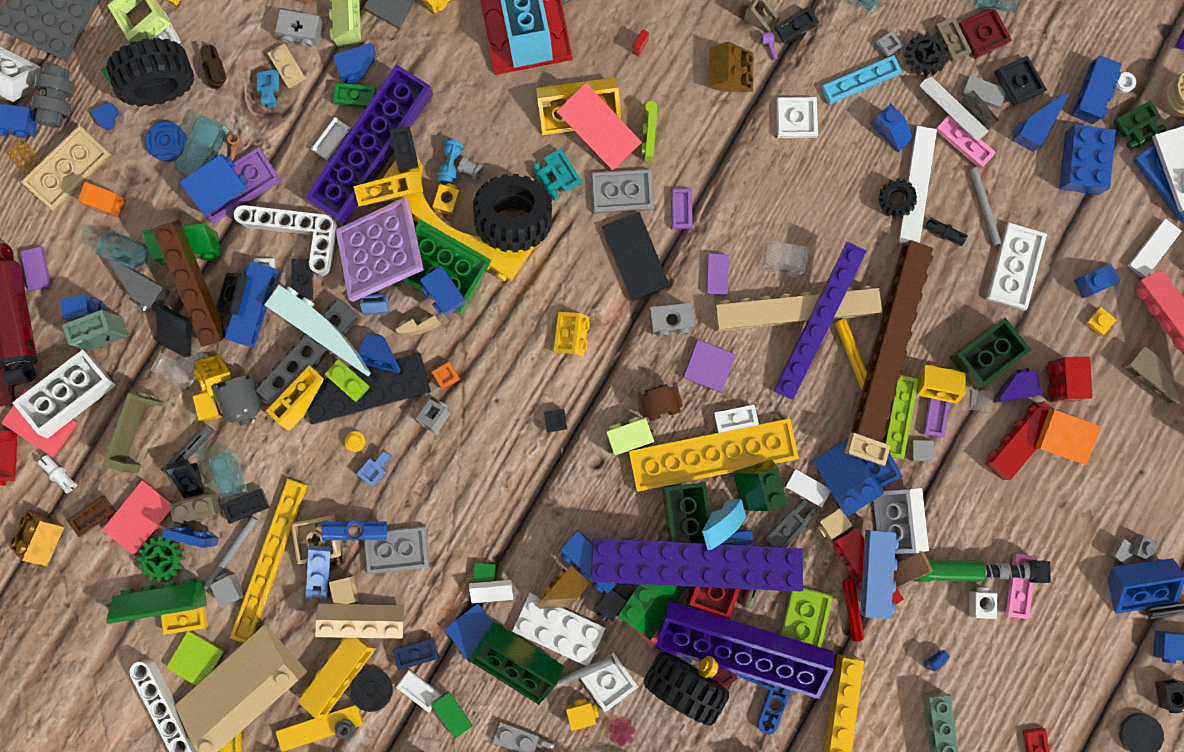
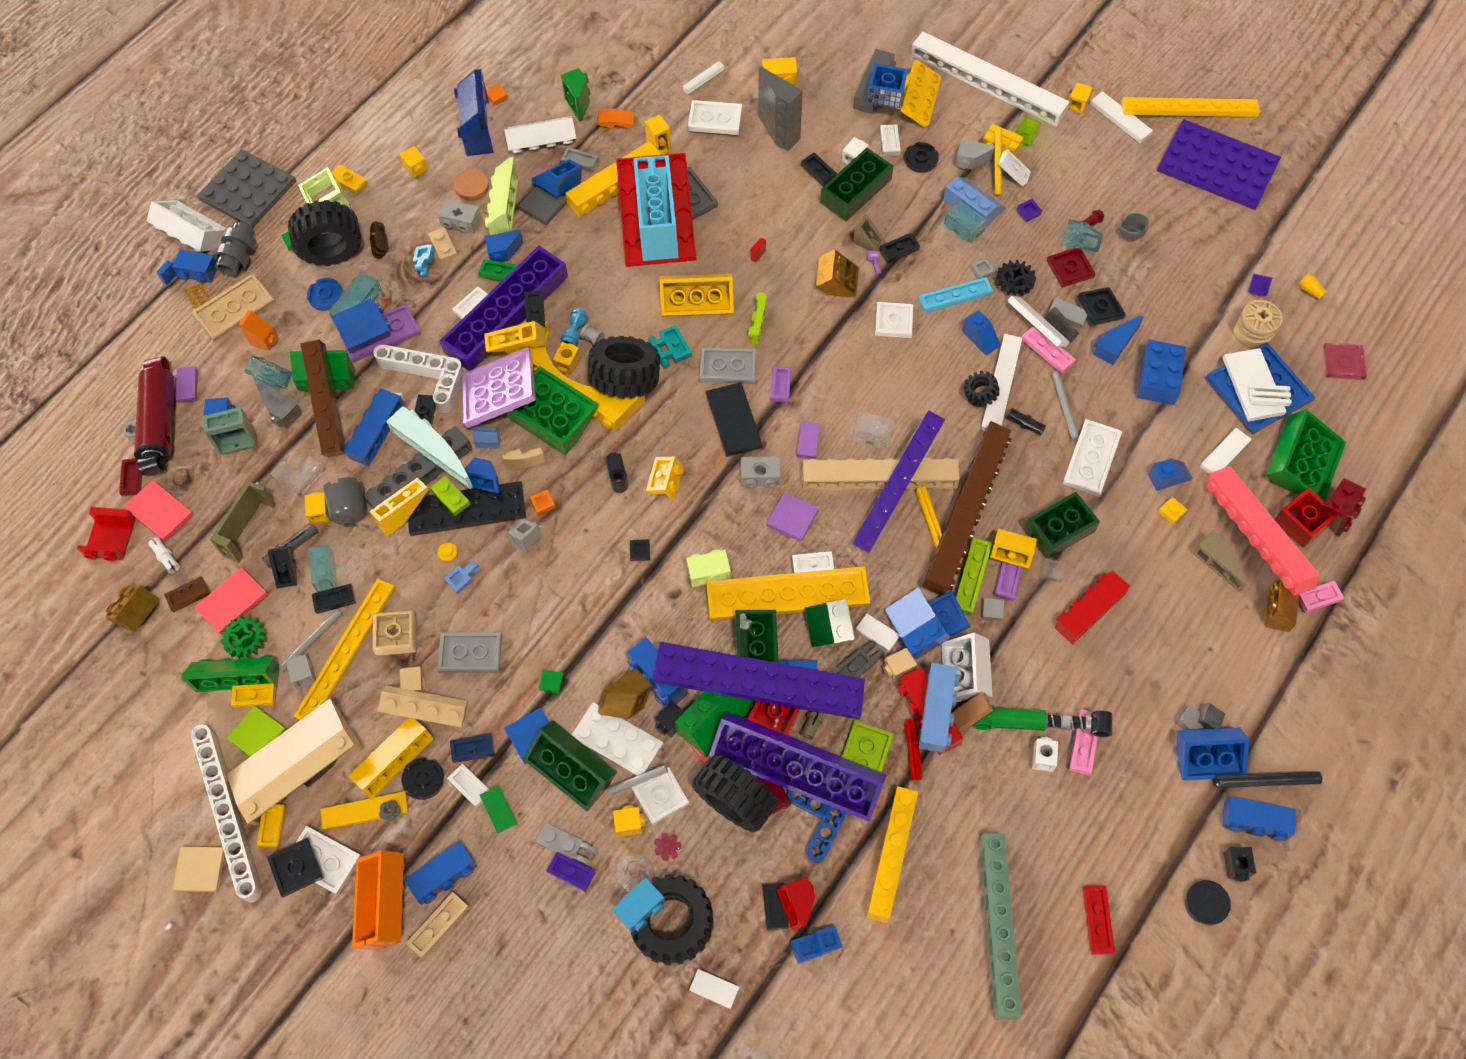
camera: 10 degrees right, 20 degrees down
(64, 394) = (188, 482): white brick -> none
(106, 115) = (277, 270): blue tile -> none
(173, 330) = (299, 439): black tile -> none
(185, 535) = (276, 616): blue plate -> none
(195, 509) = (286, 595): dark tan brick -> none
(210, 372) = (324, 475): yellow bracket -> none
(231, 293) = (358, 414): black tile -> none
(318, 572) = (391, 659): medium blue plate -> none
(368, 530) = (420, 621): blue piece -> none
(443, 291) = (551, 422): blue brick -> none
(491, 591) = (555, 696): white tile -> none
(519, 331) = (617, 472): none -> black piece
(599, 126) = (712, 308): coral tile -> none
(660, 400) = (741, 537): reddish brown brick -> none
(708, 667) = (760, 772): yellow plate -> none
(723, 523) = (789, 647): medium azure slope -> none
(867, 449) = (935, 593): tan plate -> none
(937, 660) = (994, 805): blue tile -> none
(953, 36) = (1043, 270): dark tan plate -> none
(1020, 386) = (1091, 559): dark purple slope -> none
(1068, 436) = (1135, 604): orange tile -> none
(1069, 379) = (1137, 553): red brick -> none
(1097, 89) = (1172, 317): blue brick -> none
(1125, 83) = (1199, 315): white tile -> none
(1136, 119) = (1208, 345): dark green plate -> none

